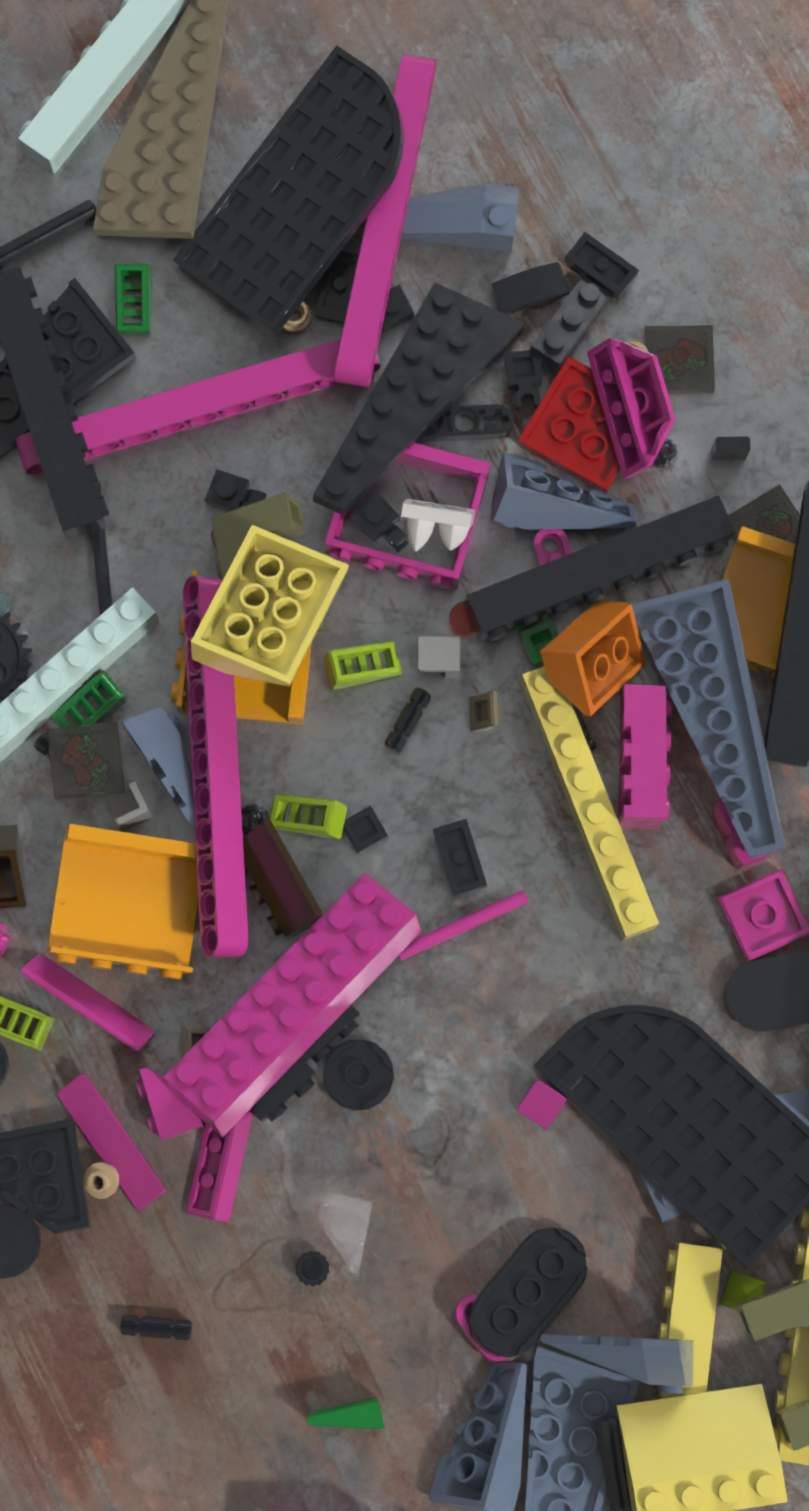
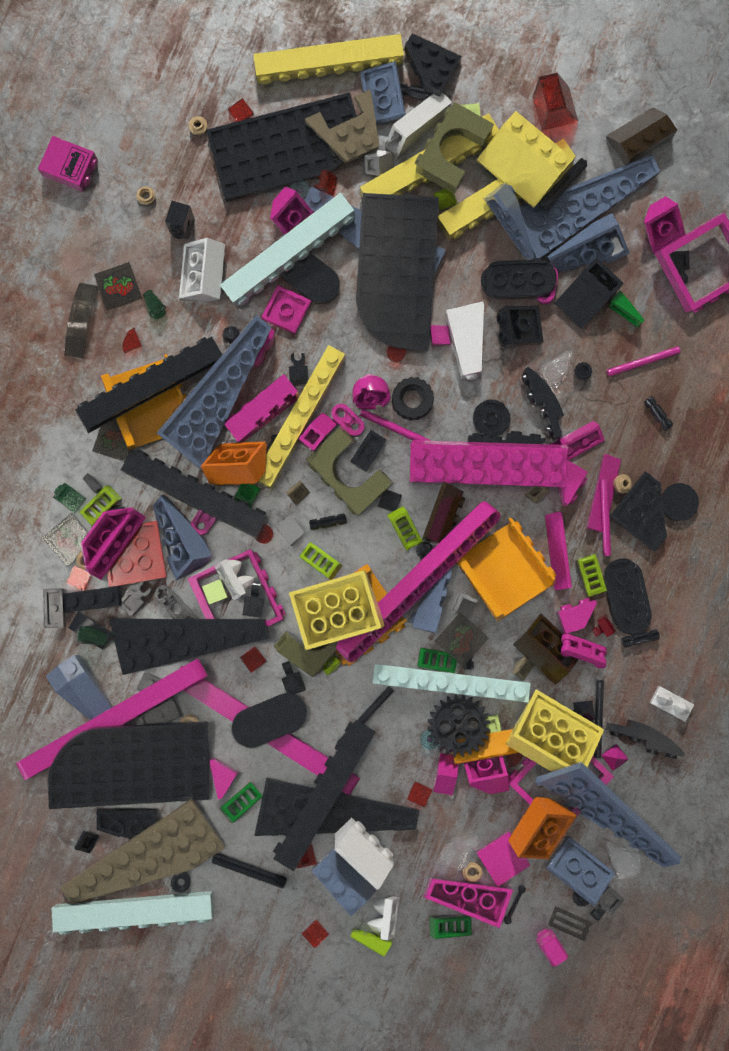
camera: 130 degrees left, 5 degrees up
(76, 1112) = (605, 517): none -> dark pink bar
(96, 134) = (180, 888): none -> black plate
(188, 300) = (222, 776): none -> dark pink slope
(205, 412) = (269, 720): none -> black tile
(206, 558) = (331, 665): none -> lime slope
(239, 136) = (125, 821): none -> black wing
(250, 1375) = (643, 361): none -> dark pink bar
(256, 68) = (86, 841): none -> black slope
(306, 466) = (253, 659): none -> clear red tile
(329, 1174) = (542, 395): none -> black slope
(419, 1378) = (589, 293): none -> black slope
(439, 482) = (214, 592): none -> yellowish green tile
(456, 1232) = (520, 326): none -> black plate
(488, 957) = (412, 384): none -> black tyre
(492, 780) = (325, 460): none -> olive arch
(506, 1140) = (467, 338): none -> white slope
(519, 279) = (91, 636): none -> clear green cone
(527, 866) = (348, 420): none -> dark pink plate
(542, 930) = (370, 391): none -> dark pink cylinder
(545, 807) = (317, 432): none -> dark pink slope
(567, 1015) = (395, 354): none -> clear red tile
(616, 326) = (78, 578): none -> clear red tile
(654, 854) = (298, 374): none -> black plate
(693, 458) = (96, 500): none -> lime slope
(739, 403) = (69, 497): none -> clear green bracket
(792, 808) = (230, 334): none -> black piece

